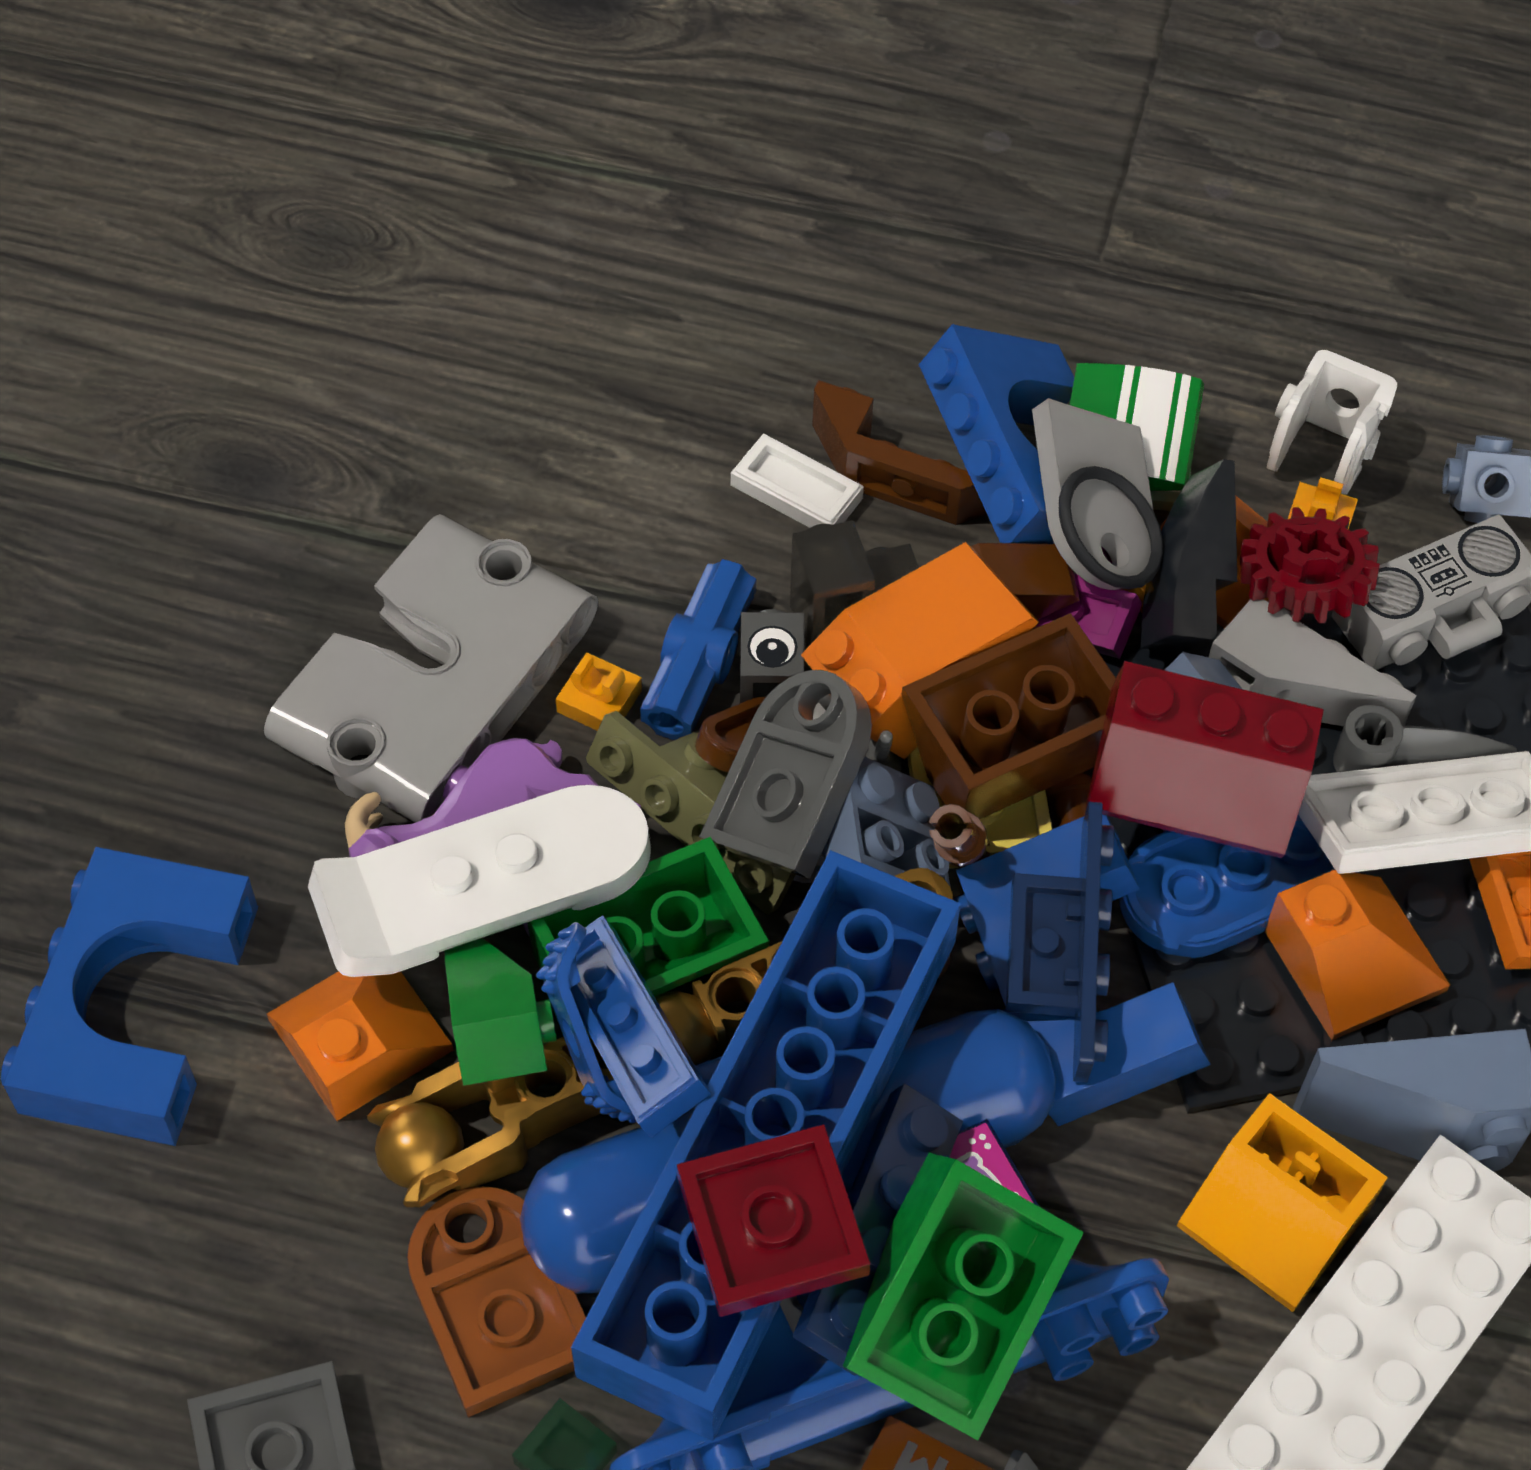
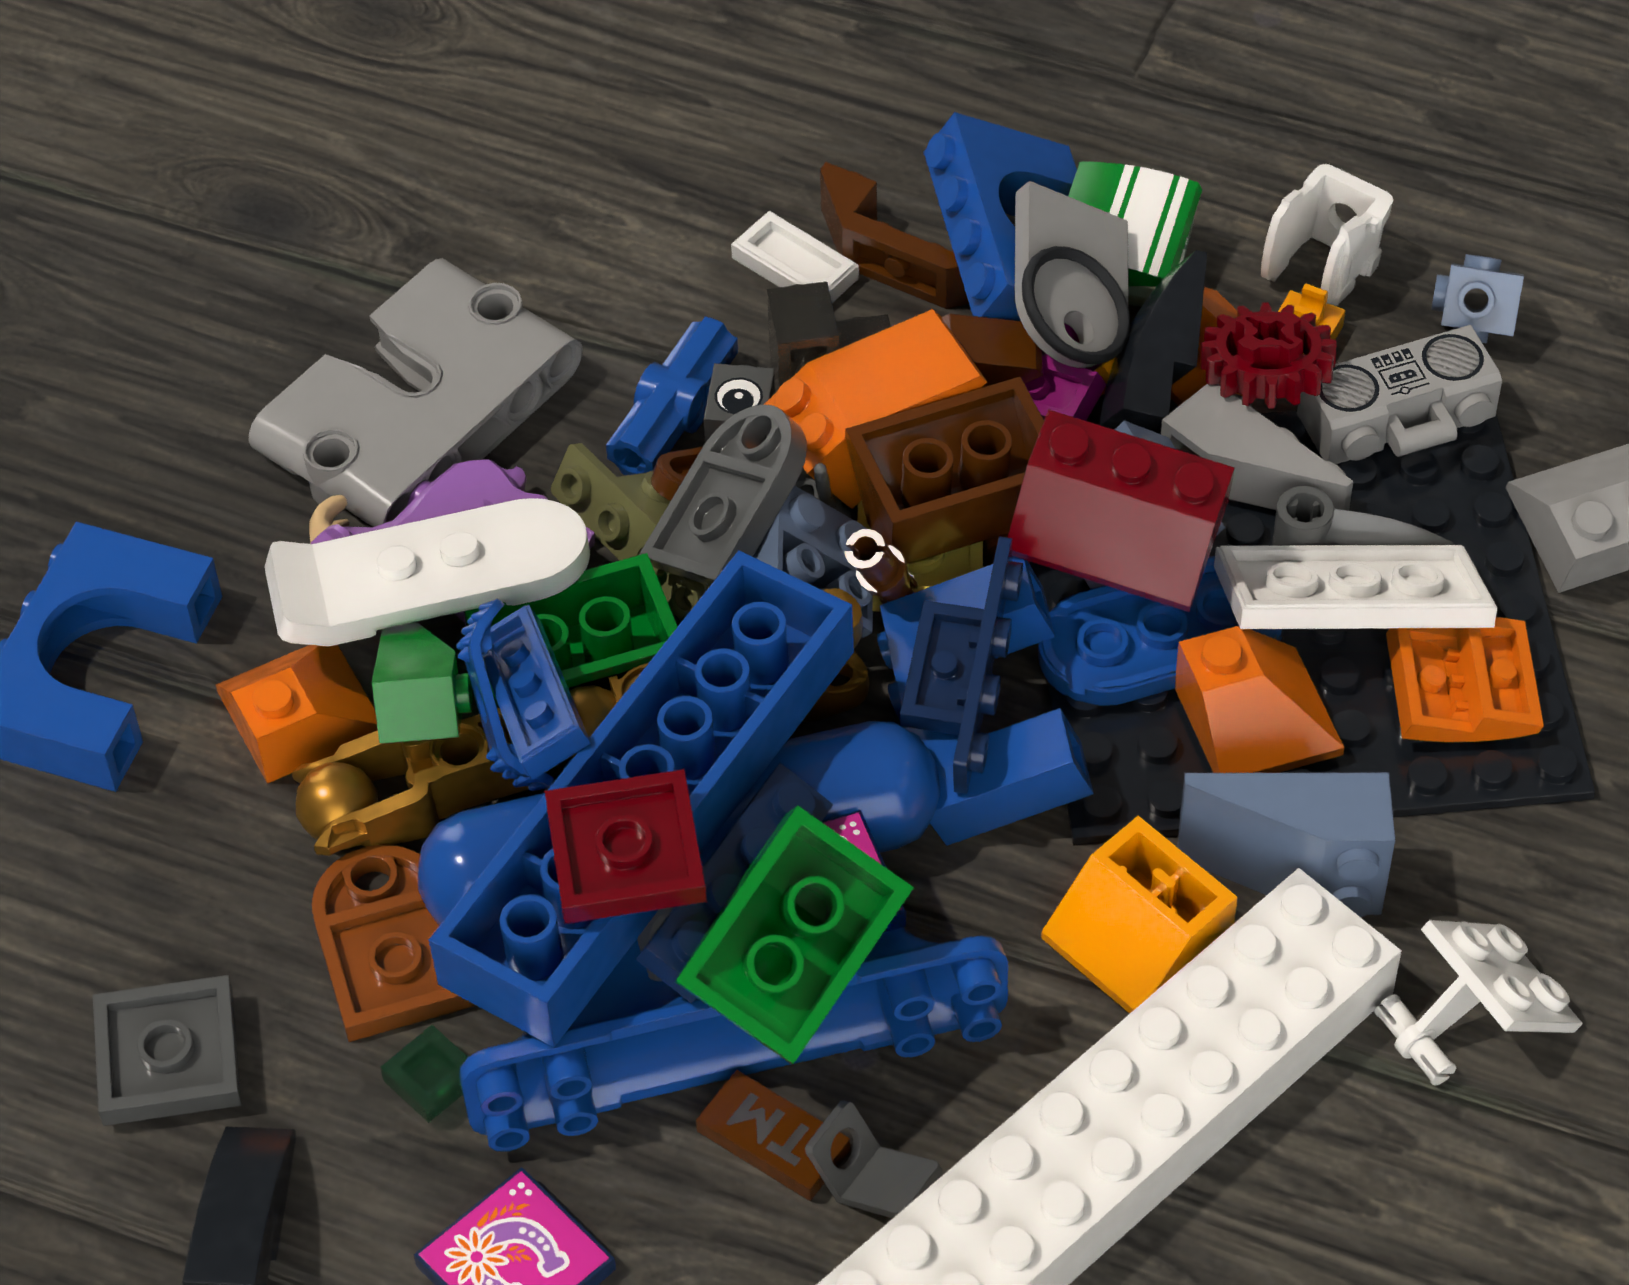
camera: 10 degrees right, 5 degrees down
(597, 690) = (567, 423): light orange tile -> none

